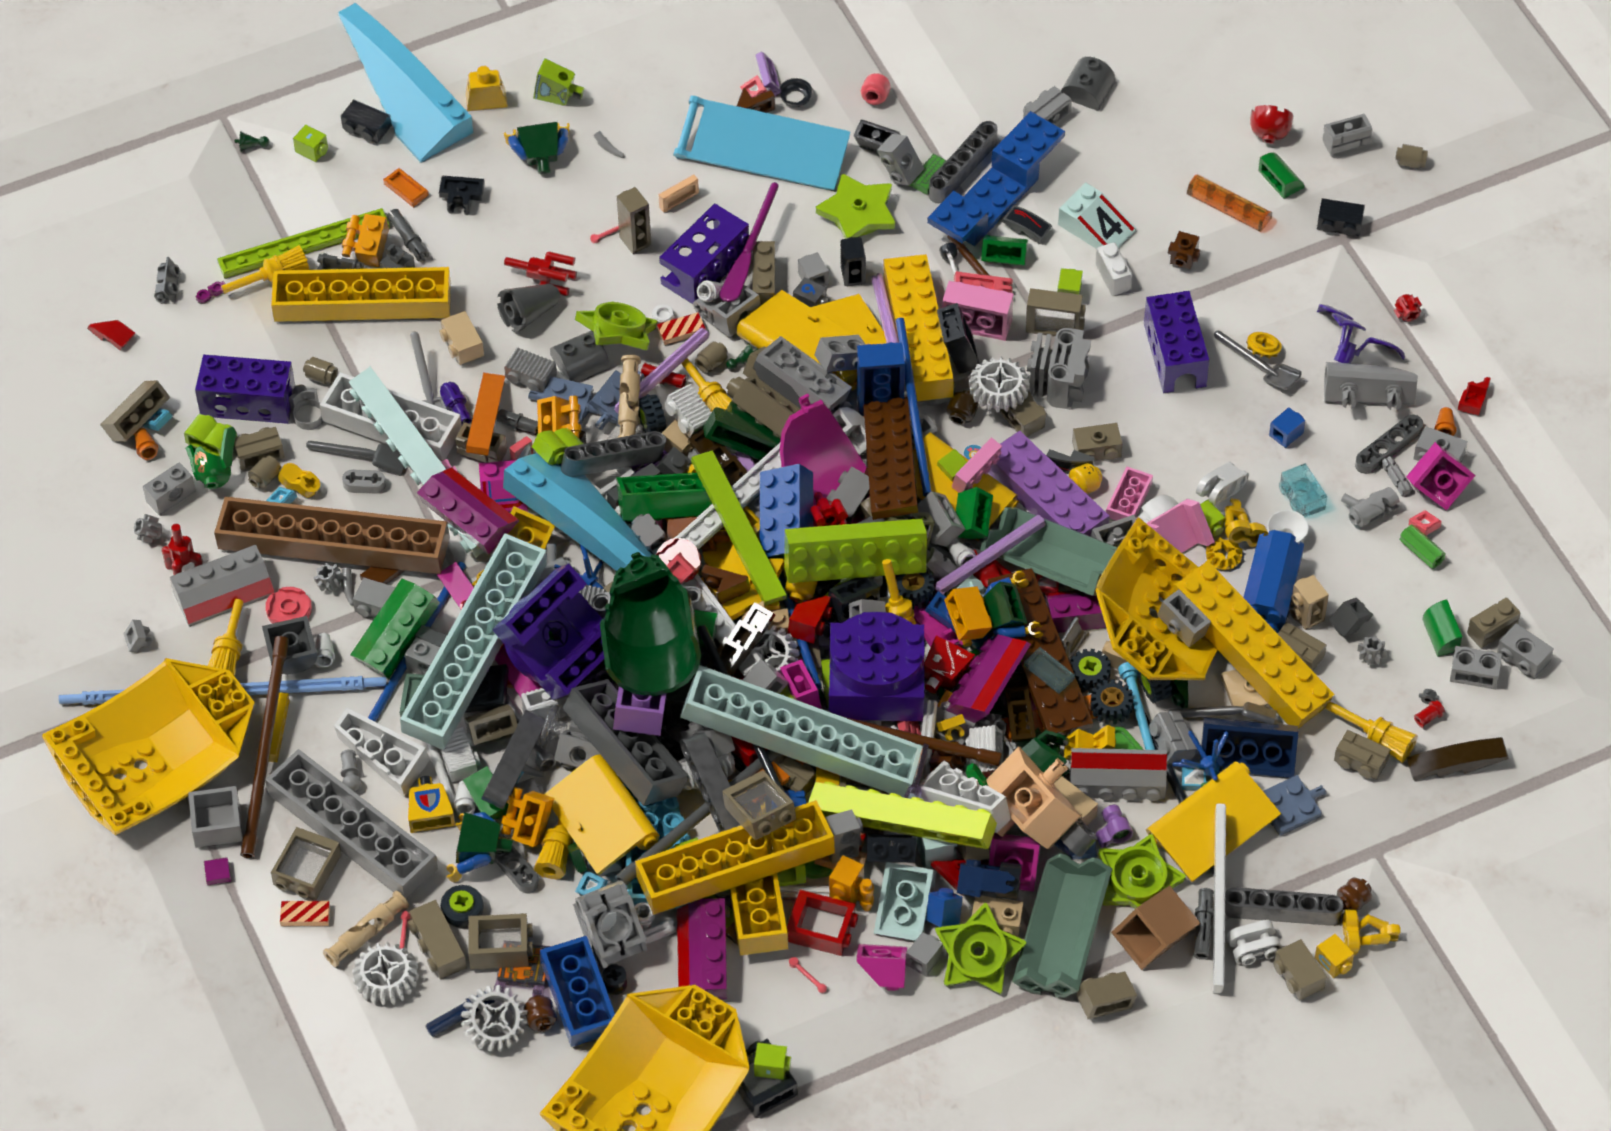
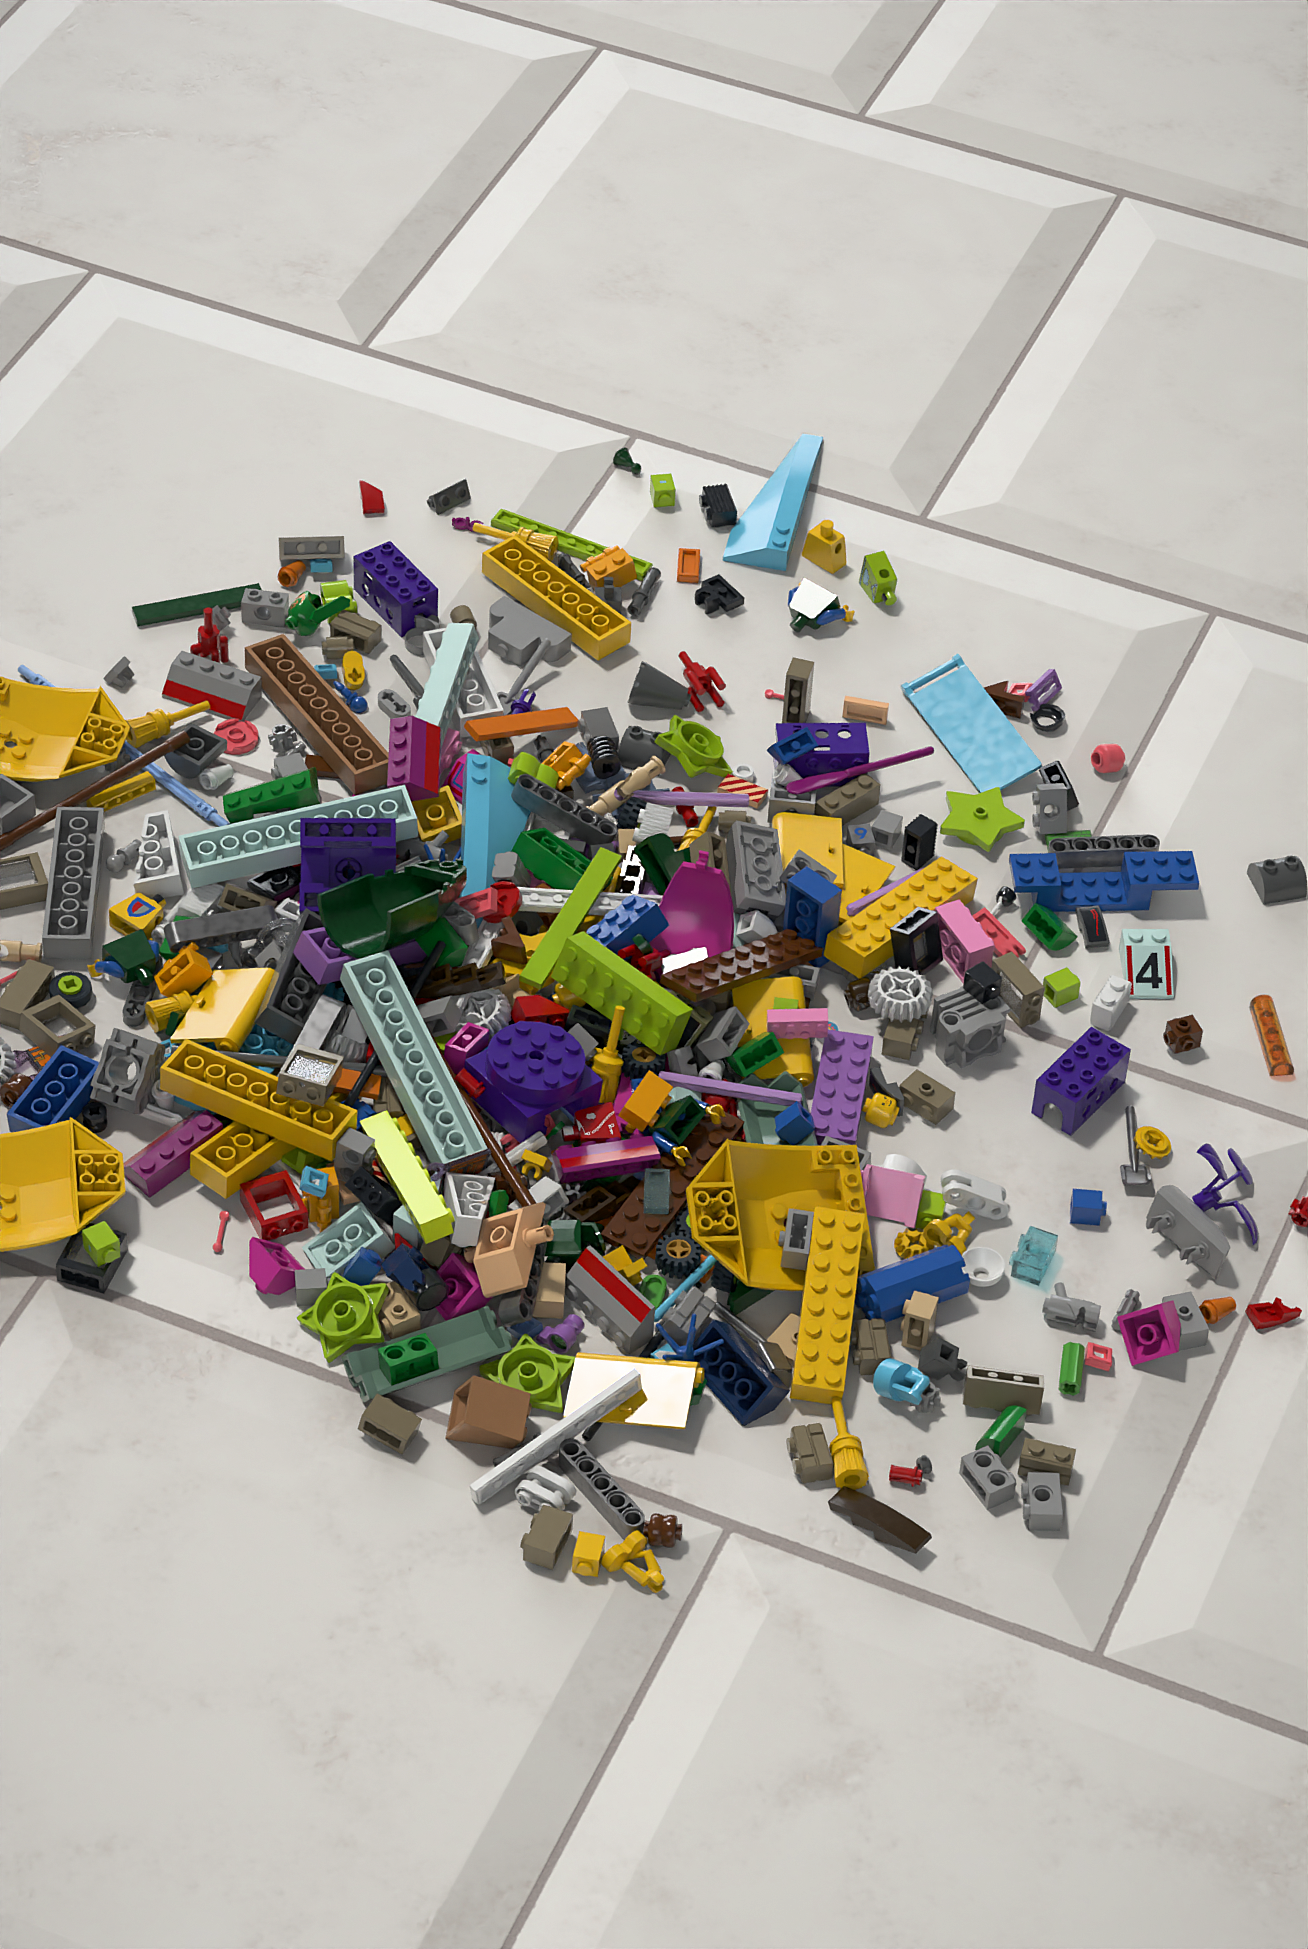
camera: 45 degrees right, 10 degrees down
(110, 532) = (189, 605): none -> dark green tile
(334, 502) = (357, 703): none -> blue bar
(373, 342) = (519, 632): none -> light grey brick
(461, 337) = (581, 674): tan brick -> none
(577, 384) = (604, 756): none -> black piece
(605, 144) = (864, 645): light grey helmet -> none
(696, 264) = (793, 746): none -> blue slope
(821, 502) = (643, 944): none -> dark green tile
(852, 878) = (314, 1181): none -> medium azure tile
(855, 710) = (469, 1083): none -> red pin
(914, 410) = (808, 948): blue piece -> none
(969, 257) = (1017, 914): reddish brown bar -> none
(1050, 105) = (1219, 869): light grey brick -> none
(1052, 327) = (982, 982): none -> black brick
(1061, 940) = (408, 1359): none -> green brick
(1066, 540) = (794, 1123): none -> blue brick
(1129, 494) = (908, 1143): bright pink piece -> none
(1294, 803) = (711, 1436): sand blue plate -> none
(1345, 657) = (896, 1378): none -> medium azure piece
(1387, 442) = (1152, 1281): dark grey beam -> none
(1411, 600) = (1002, 1389): none -> dark tan brick

